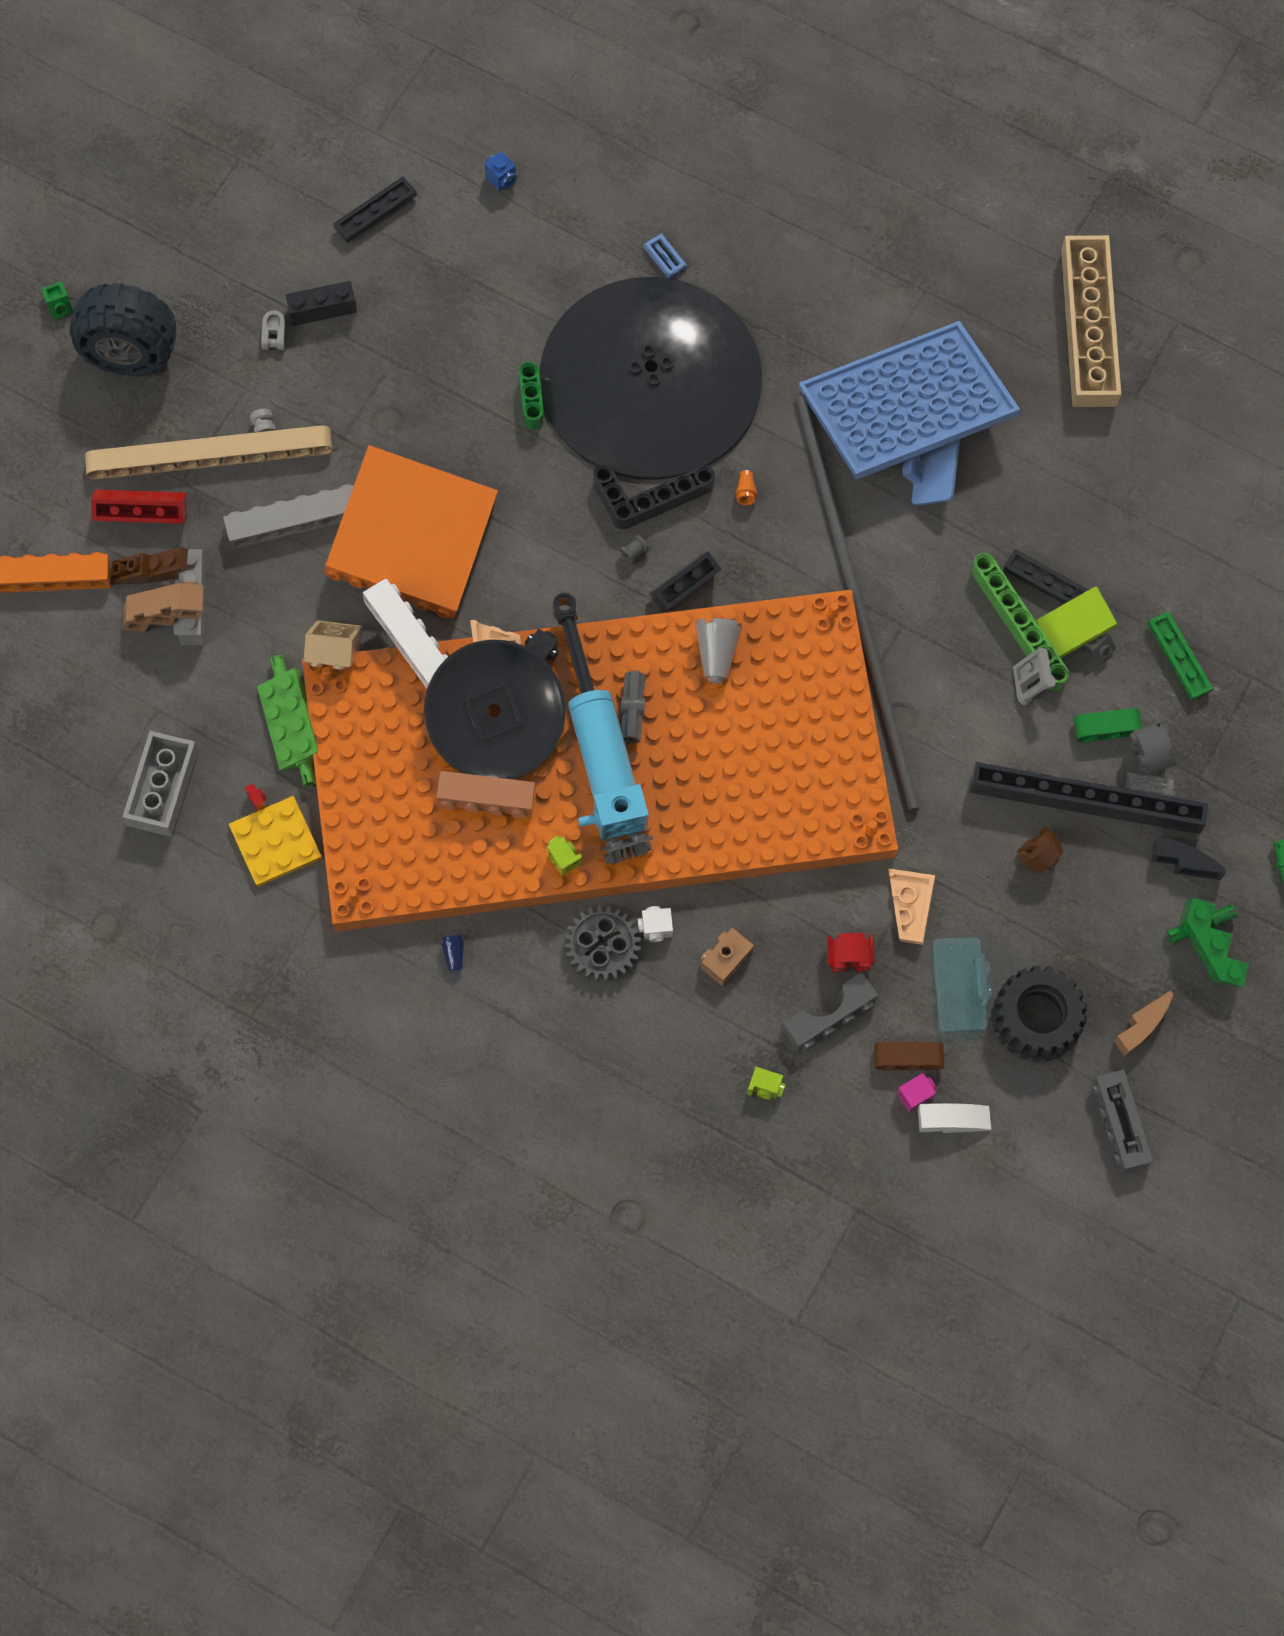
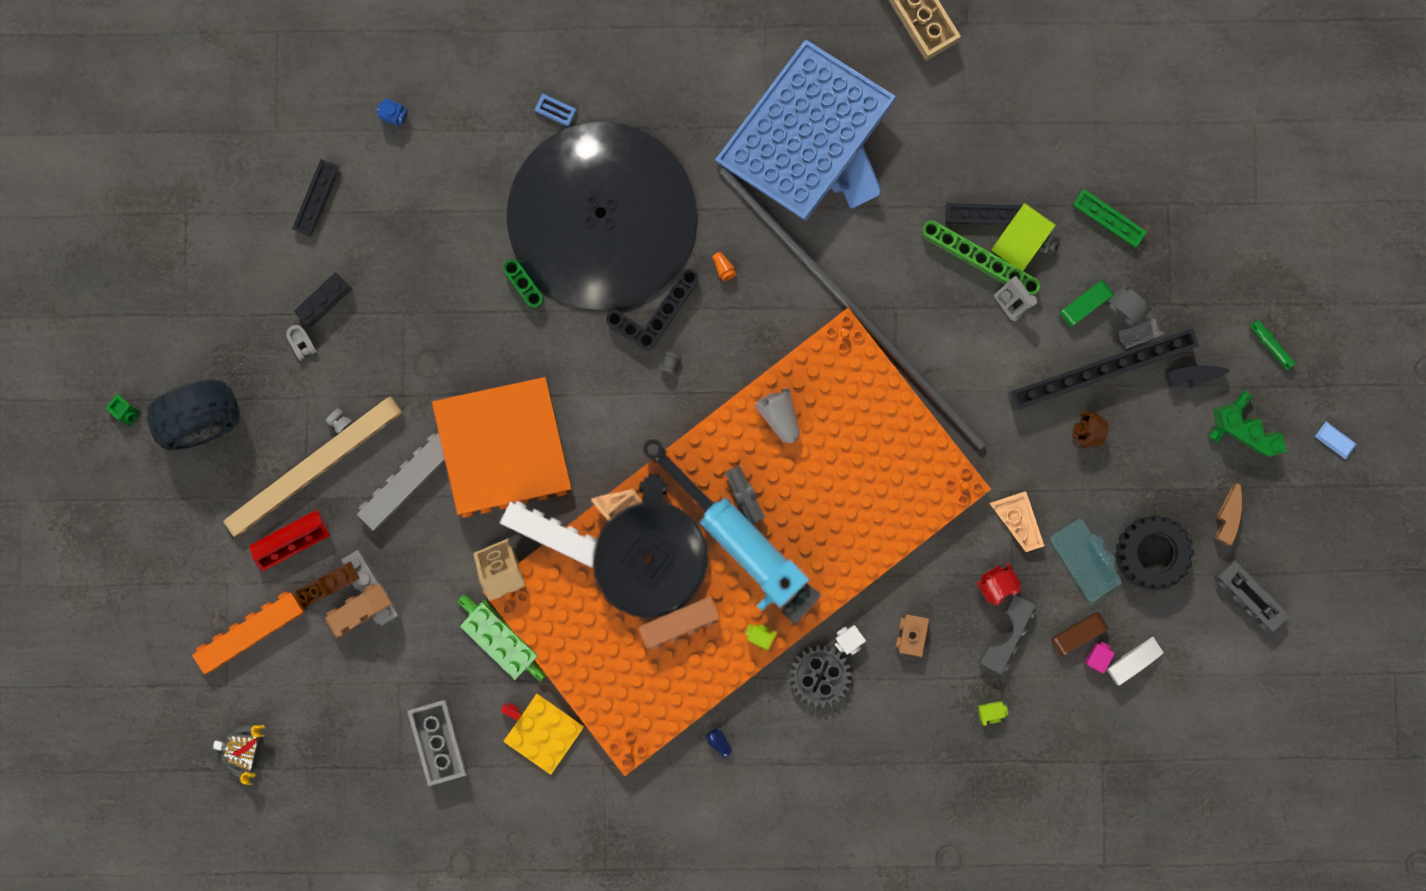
camera: 25 degrees left, 15 degrees up
(685, 581) = (722, 368): black brick -> none

